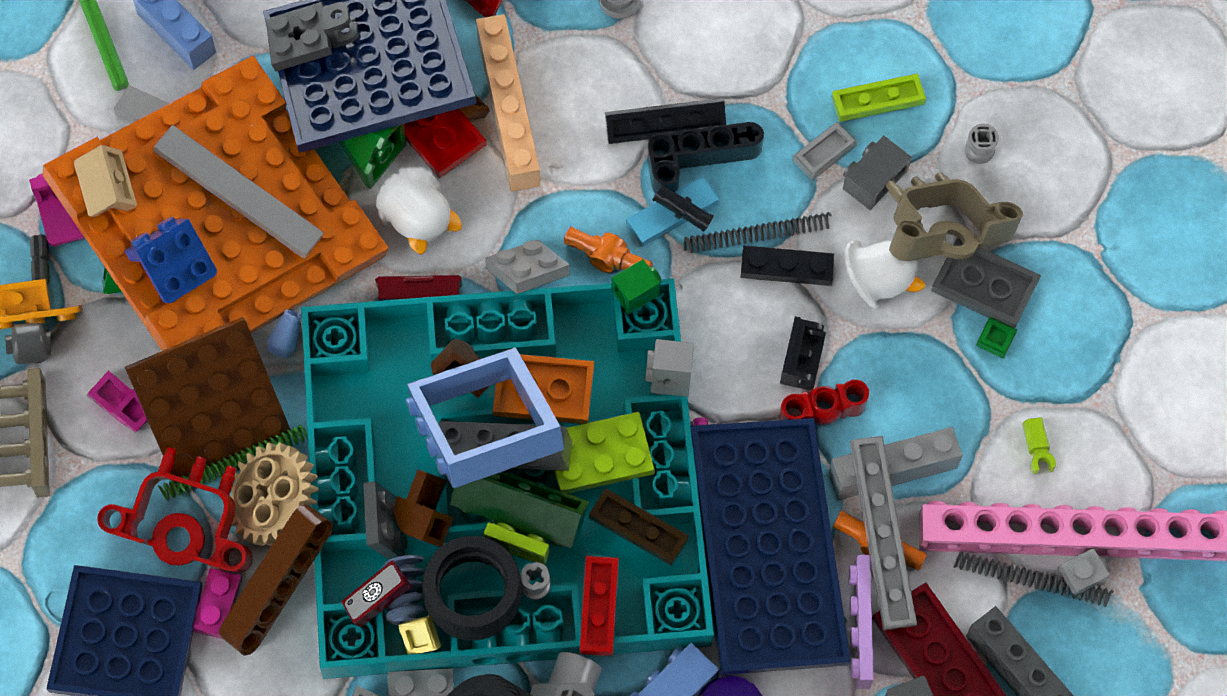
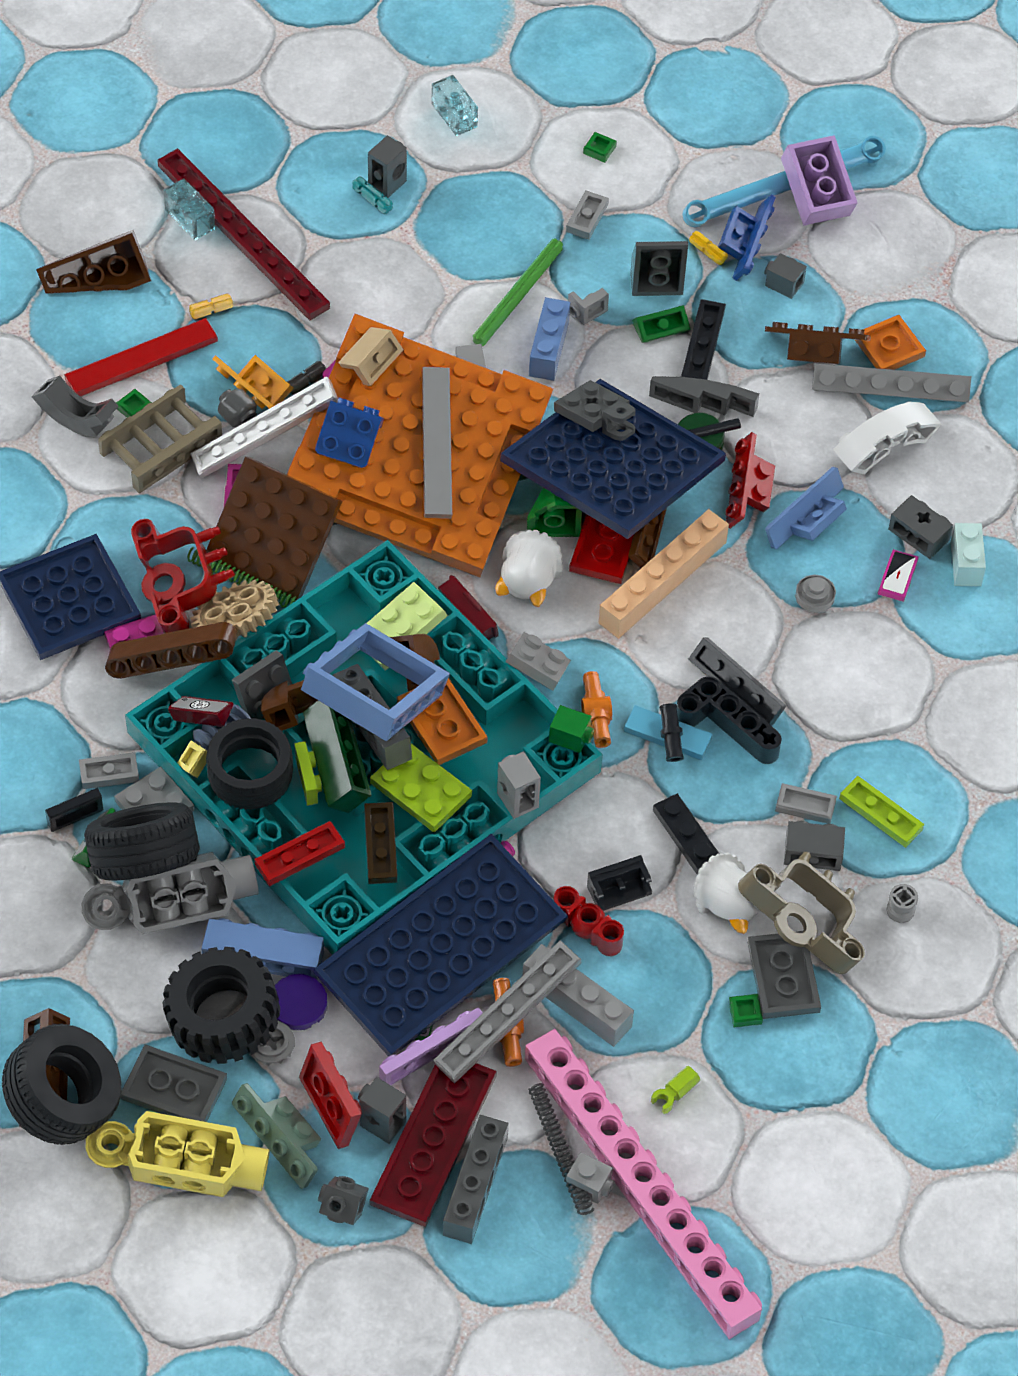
camera: 55 degrees right, 10 degrees down
(85, 332) = (264, 427): none -> white tile
(285, 334) = (362, 546): light blue cone -> none
(401, 353) = (408, 614): none -> yellowish green plate
(532, 572) = (283, 801): light grey bush -> none
(749, 231) = (695, 792): dark grey piece -> none

